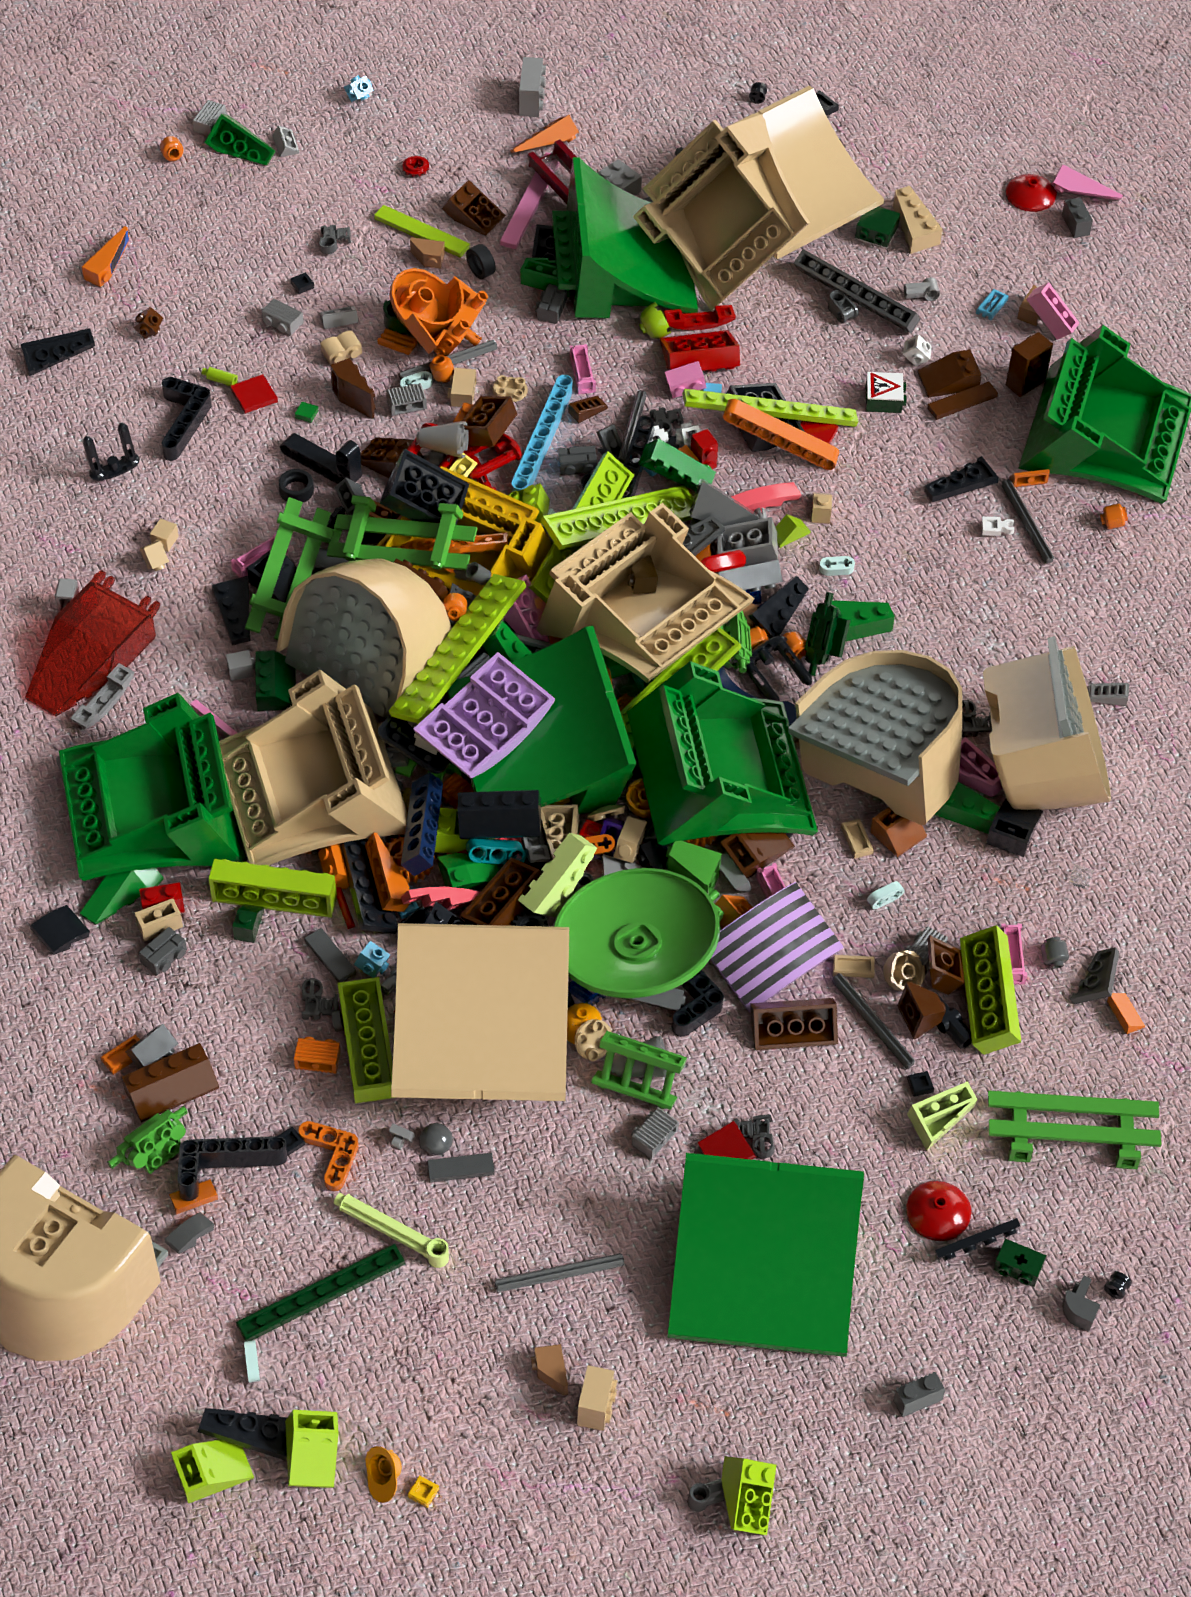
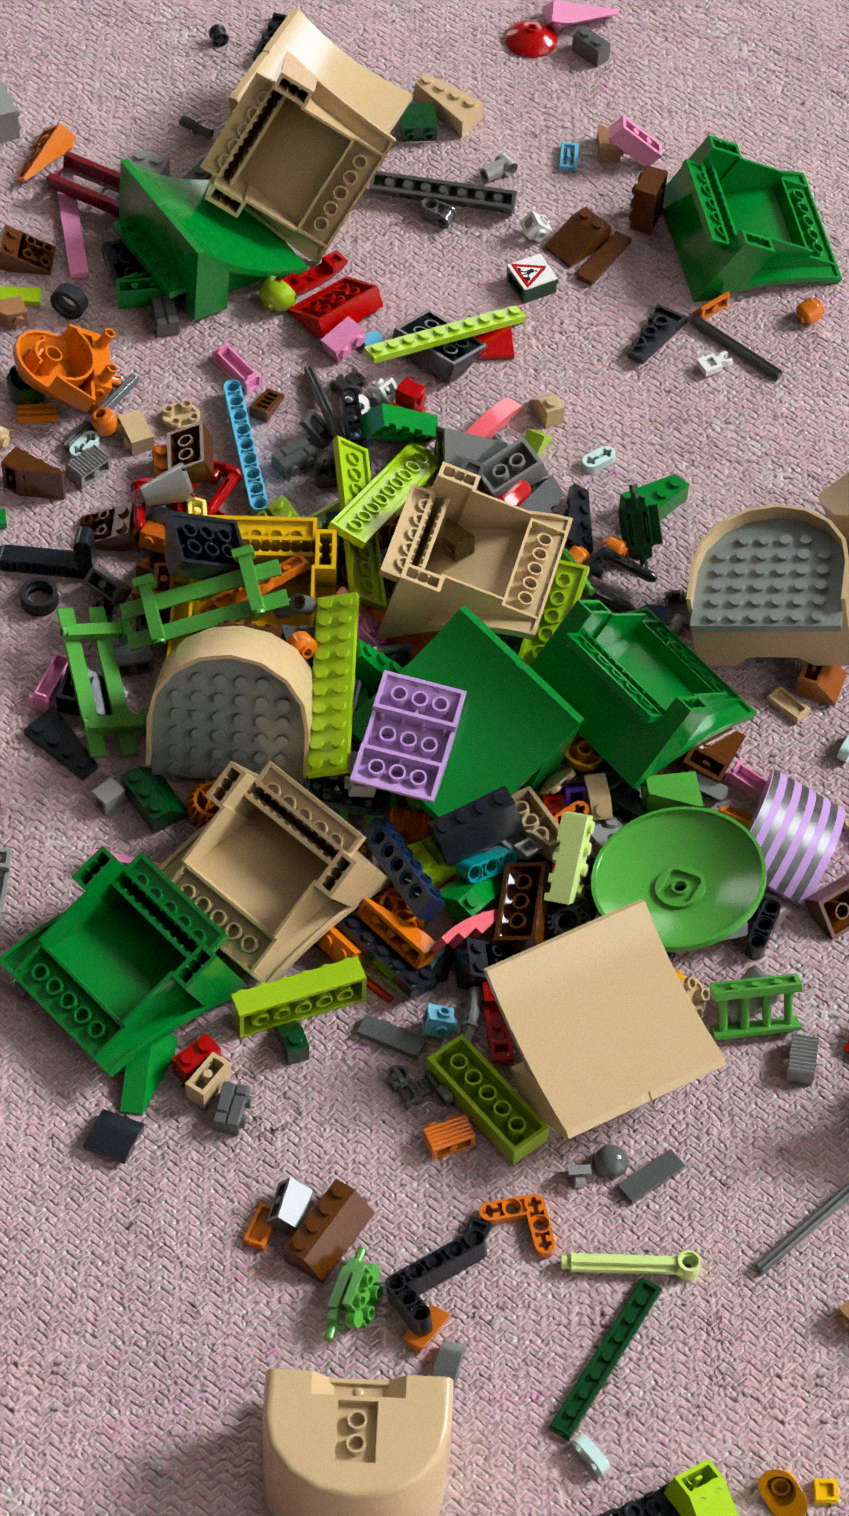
camera: 30 degrees left, 0 degrees up
(781, 434) = (473, 355): orange beam -> none

